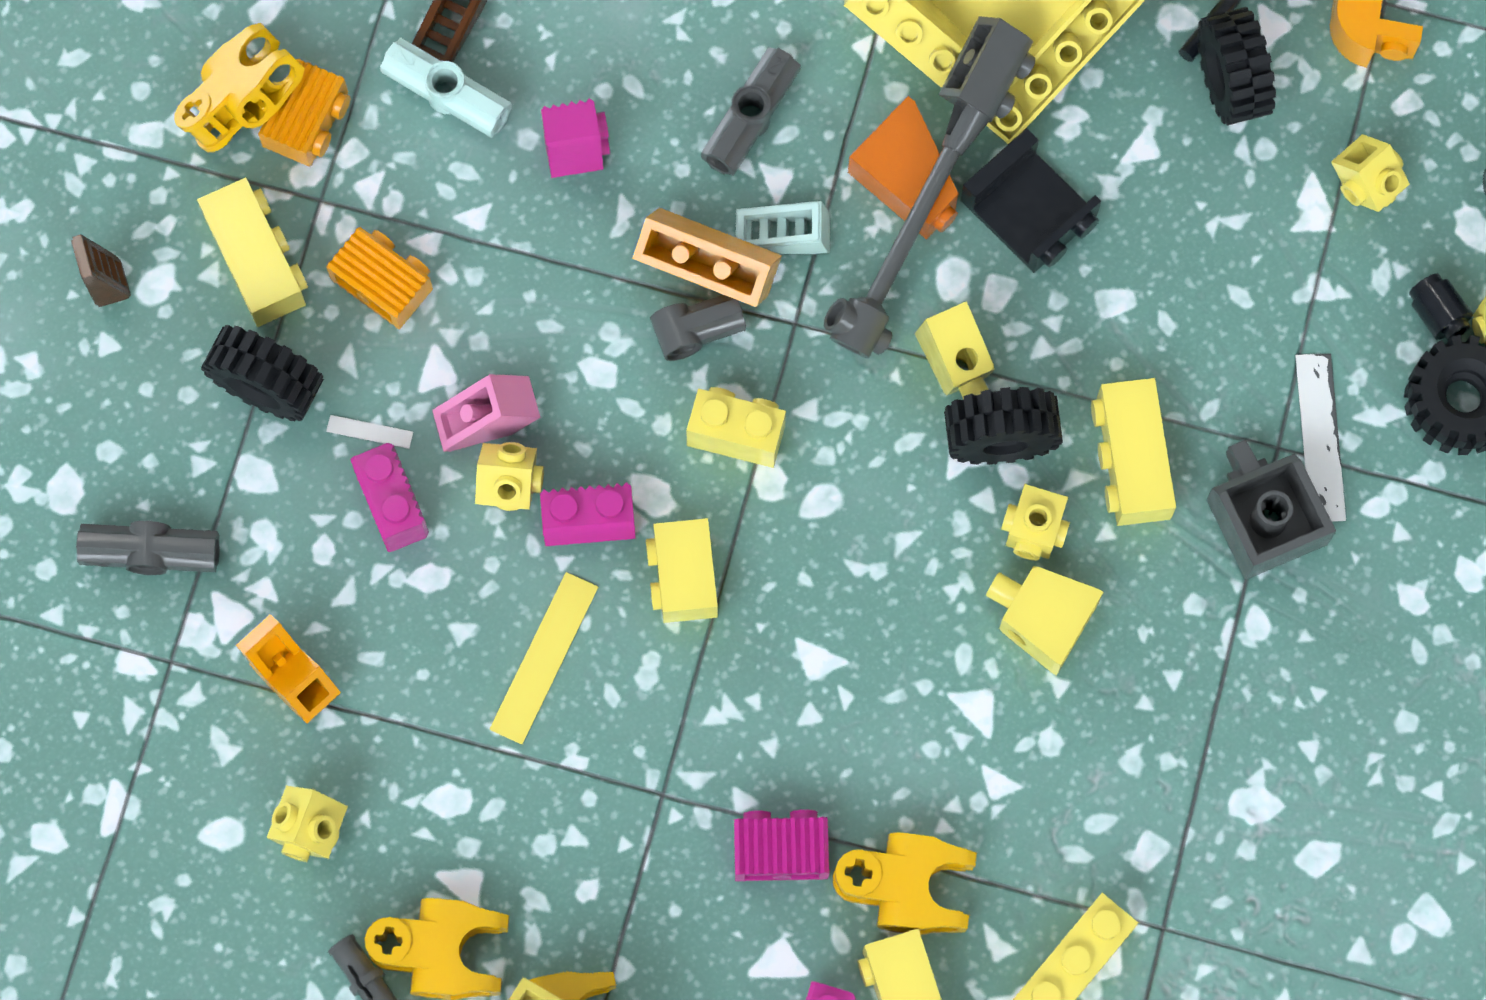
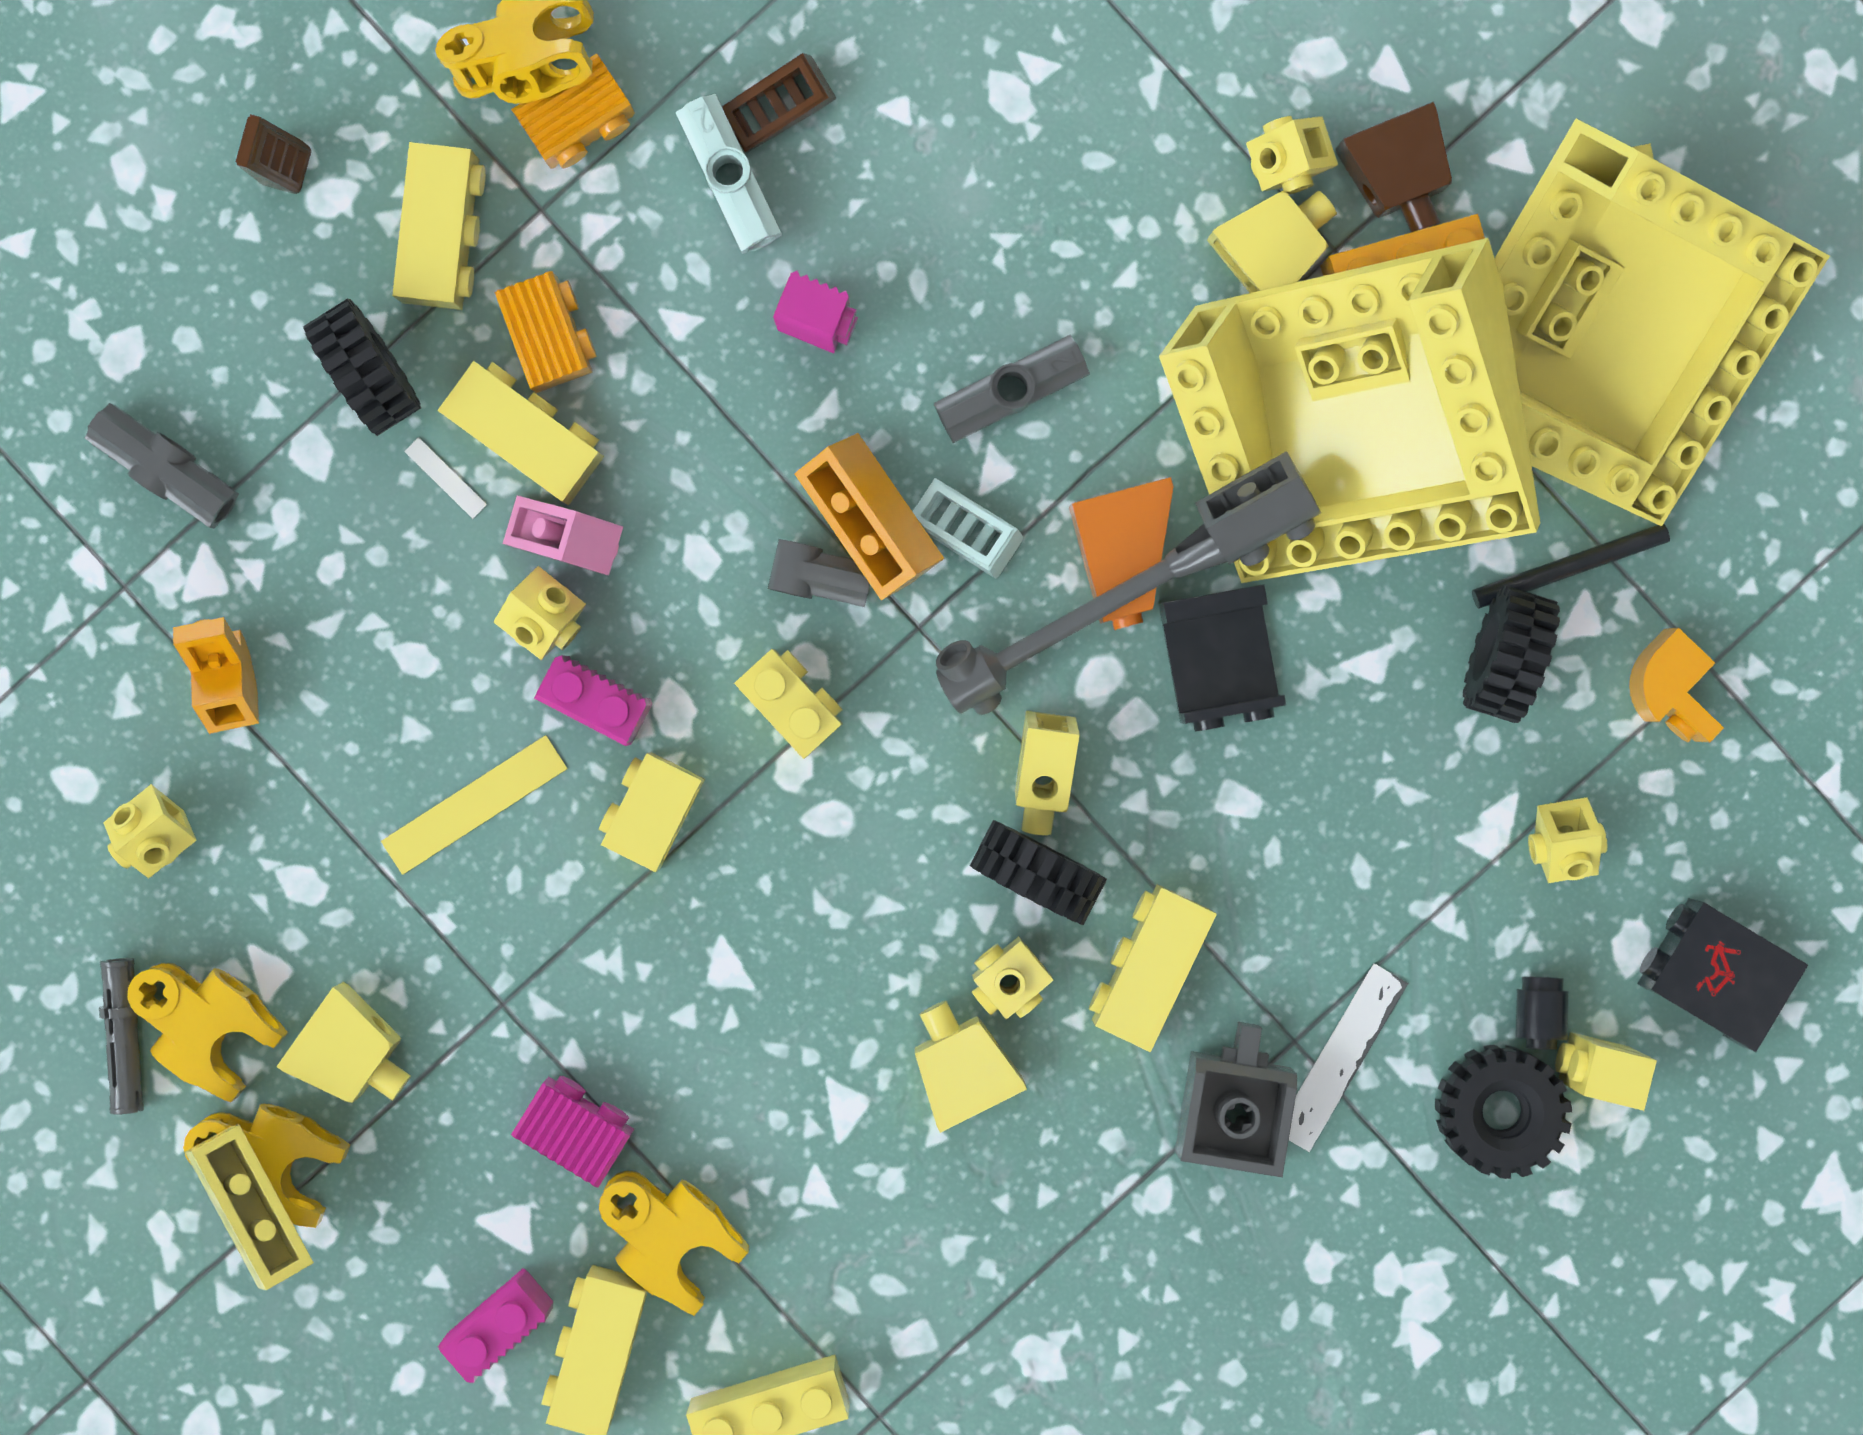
camera: 35 degrees right, 15 degrees up
(390, 497) = (417, 562): dark pink brick -> none
(407, 357) = (522, 430): none -> light yellow brick
(564, 897) = (346, 1049): none -> light yellow torso

